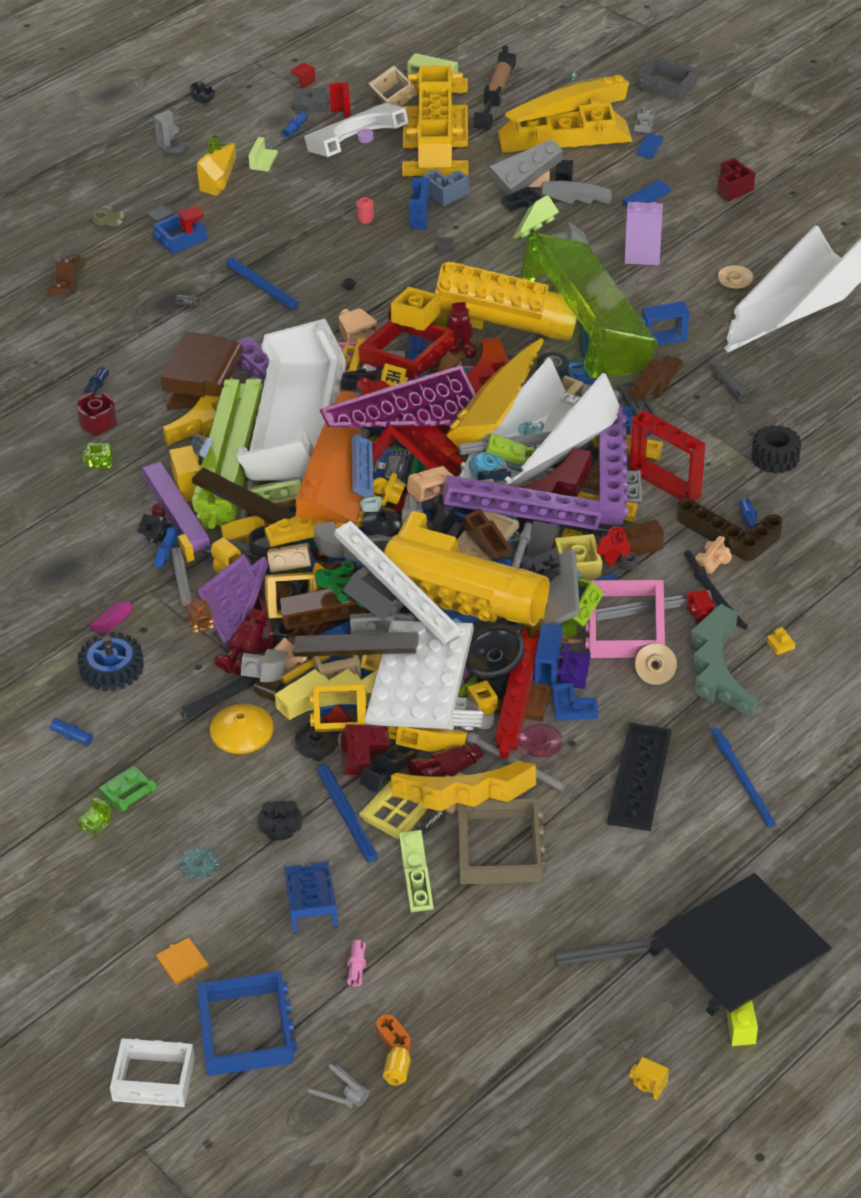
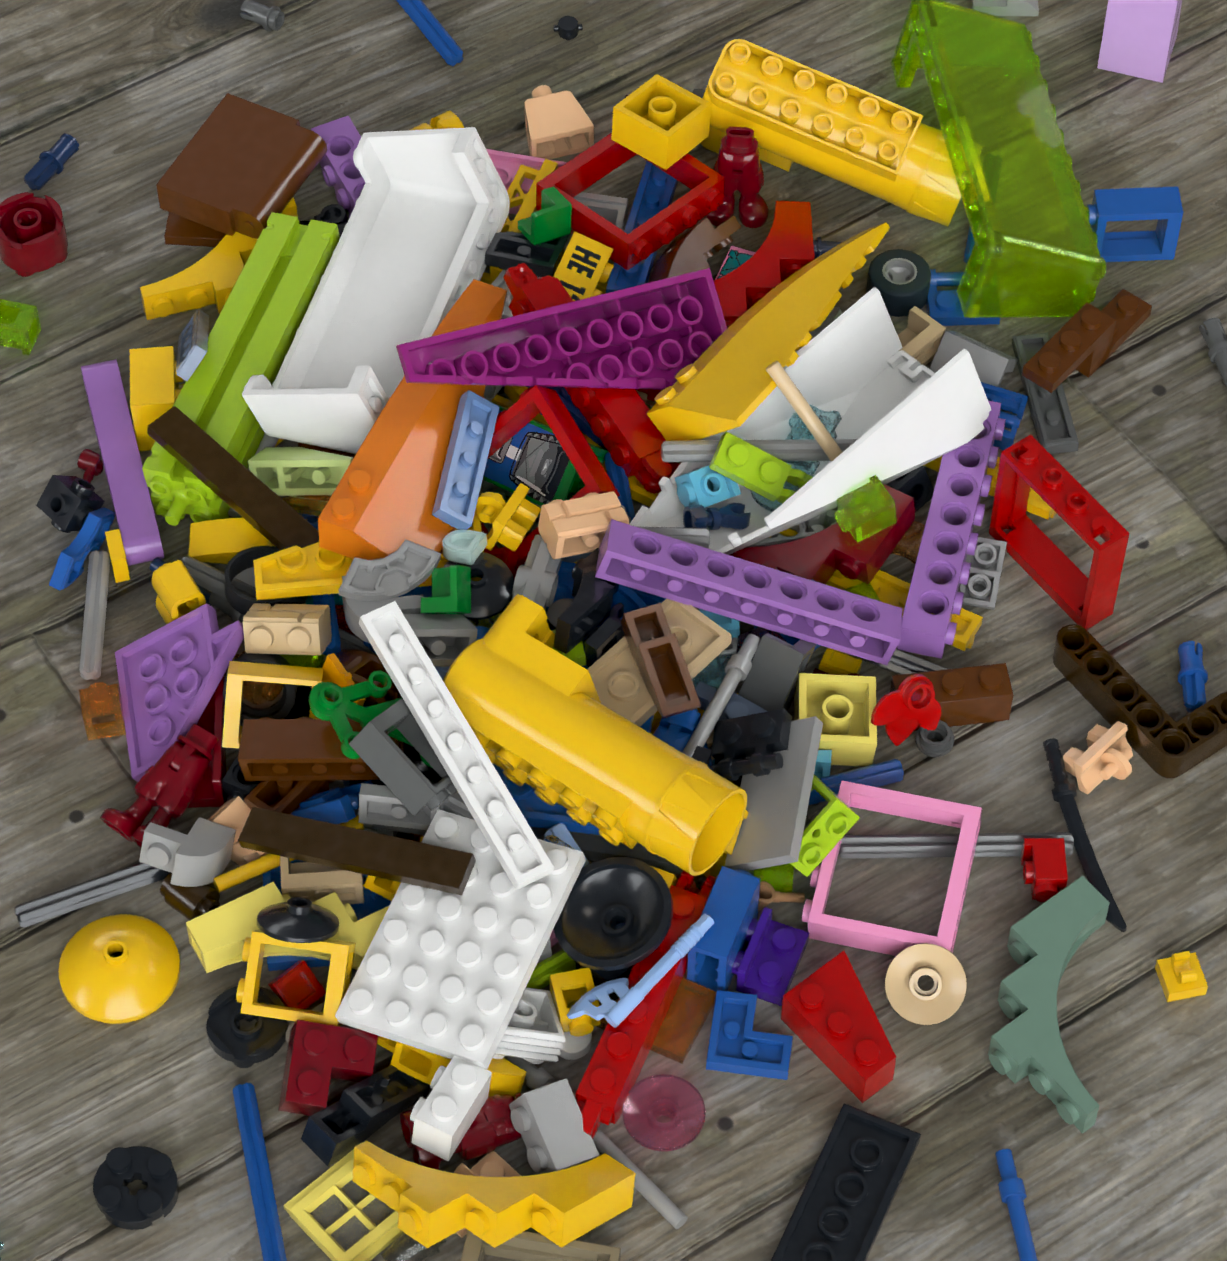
camera: 10 degrees right, 10 degrees up
(330, 522) = (390, 575): none -> light grey tile
(334, 679) = (298, 921): none -> black dish
(370, 361) = (550, 221): none -> green panel
(371, 522) = (449, 591): none -> green panel
(435, 749) = (450, 1108): none -> white brick
(487, 751) = (552, 1128): none -> light grey brick
(512, 686) = (616, 1012): none -> light blue piece
(526, 416) = (804, 410): none -> tan bar
(570, 458) = (866, 510): none -> clear neon green brick
(619, 689) = (841, 1027): none -> red wedge

